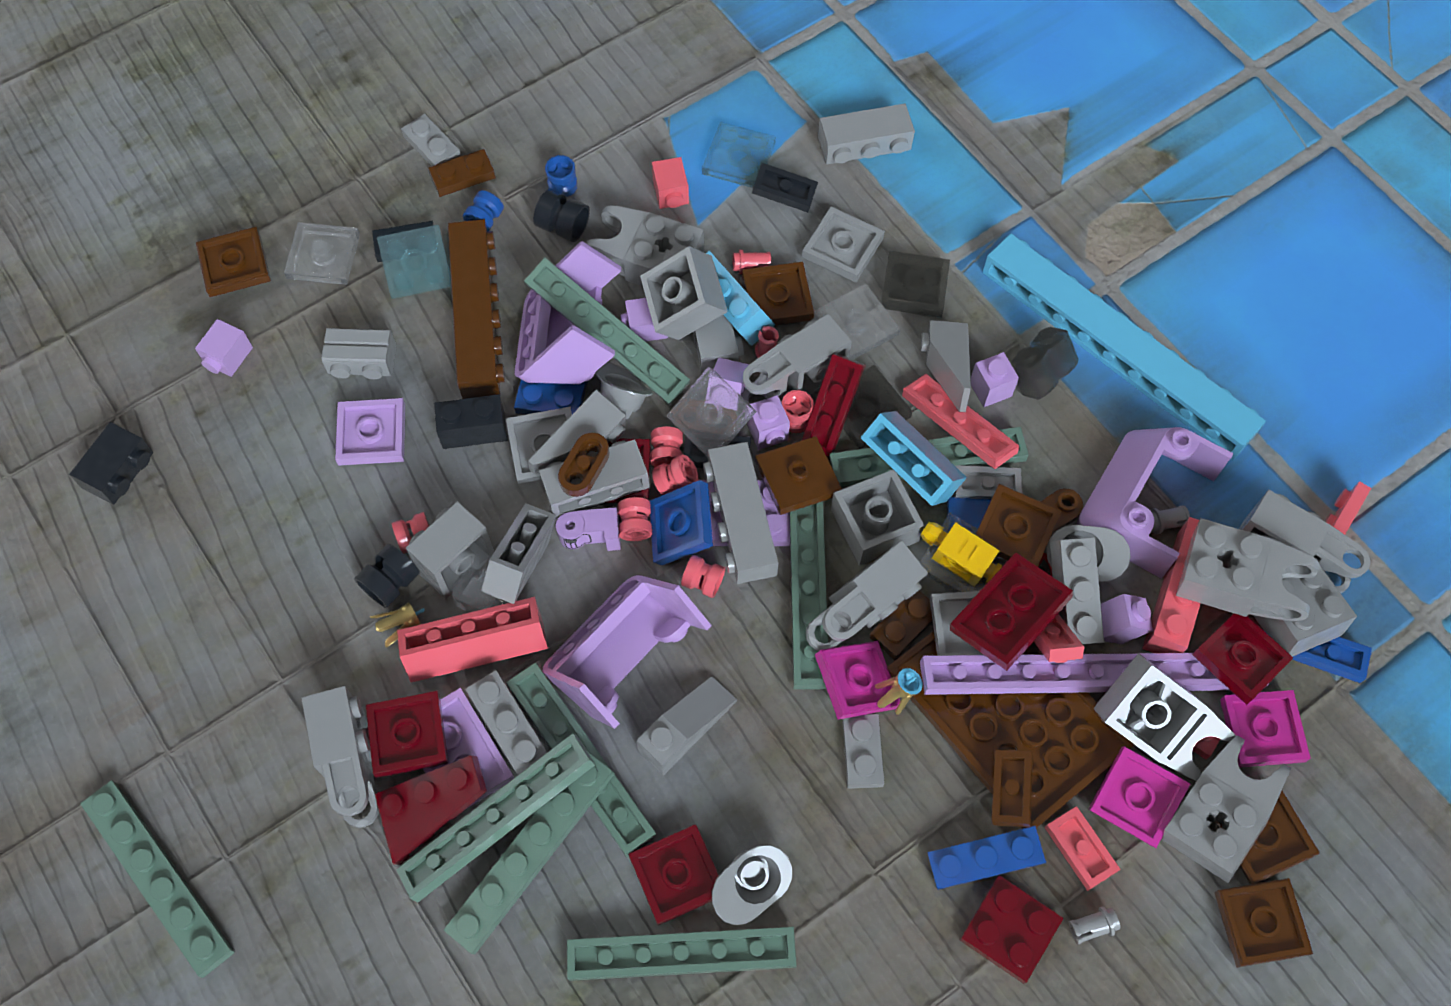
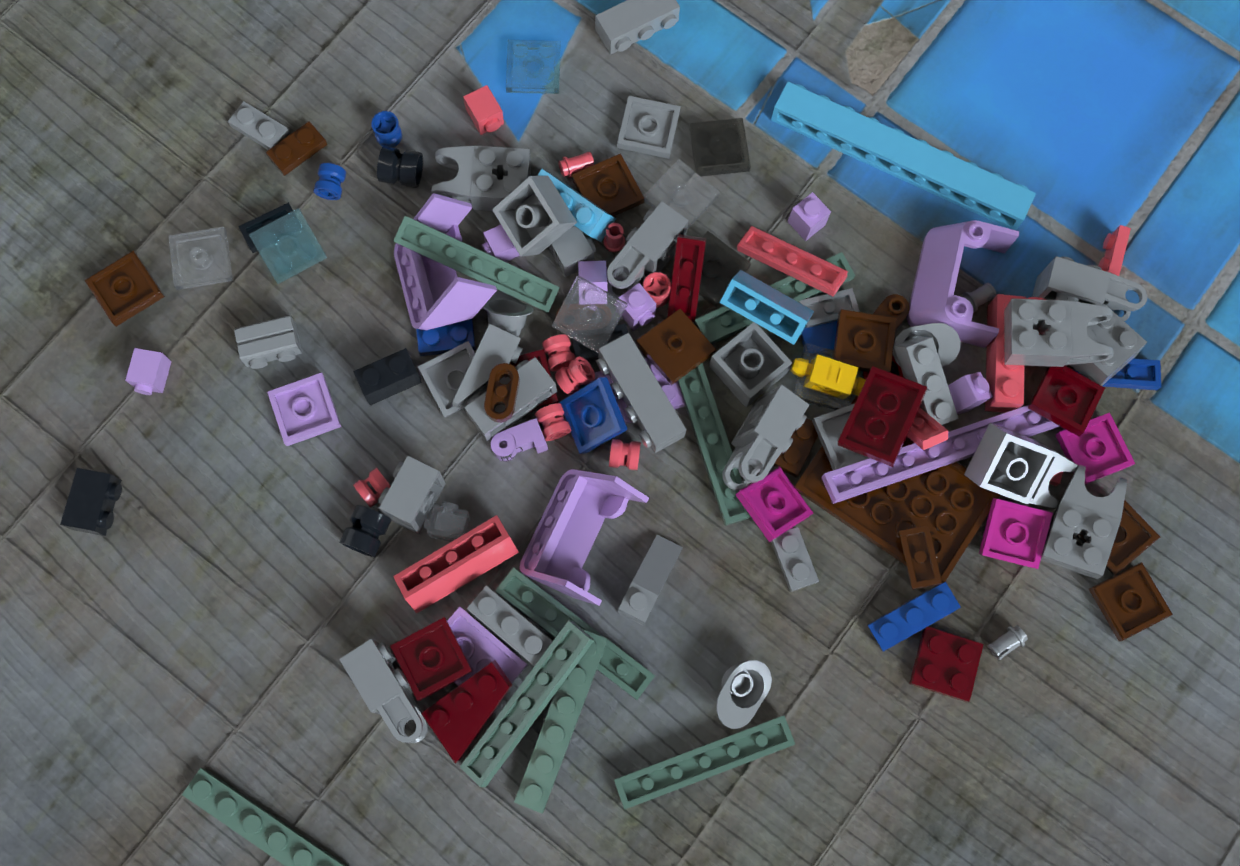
camera: 20 degrees left, 10 degrees up
(404, 615) = (390, 560): pearl gold piece -> none
(474, 309) = (353, 273): reddish brown brick -> none
(518, 553) = (472, 482): light grey brick -> none
(675, 874) = (680, 702): dark red plate -> none
(784, 187) = (583, 88): black plate -> none
(903, 685) = (815, 500): piece -> none
(949, 359) = (769, 209): light grey slope -> none
(1044, 362) = (846, 190): clear smoke brick -> none
(1082, 848) = (983, 586): coral plate -> none

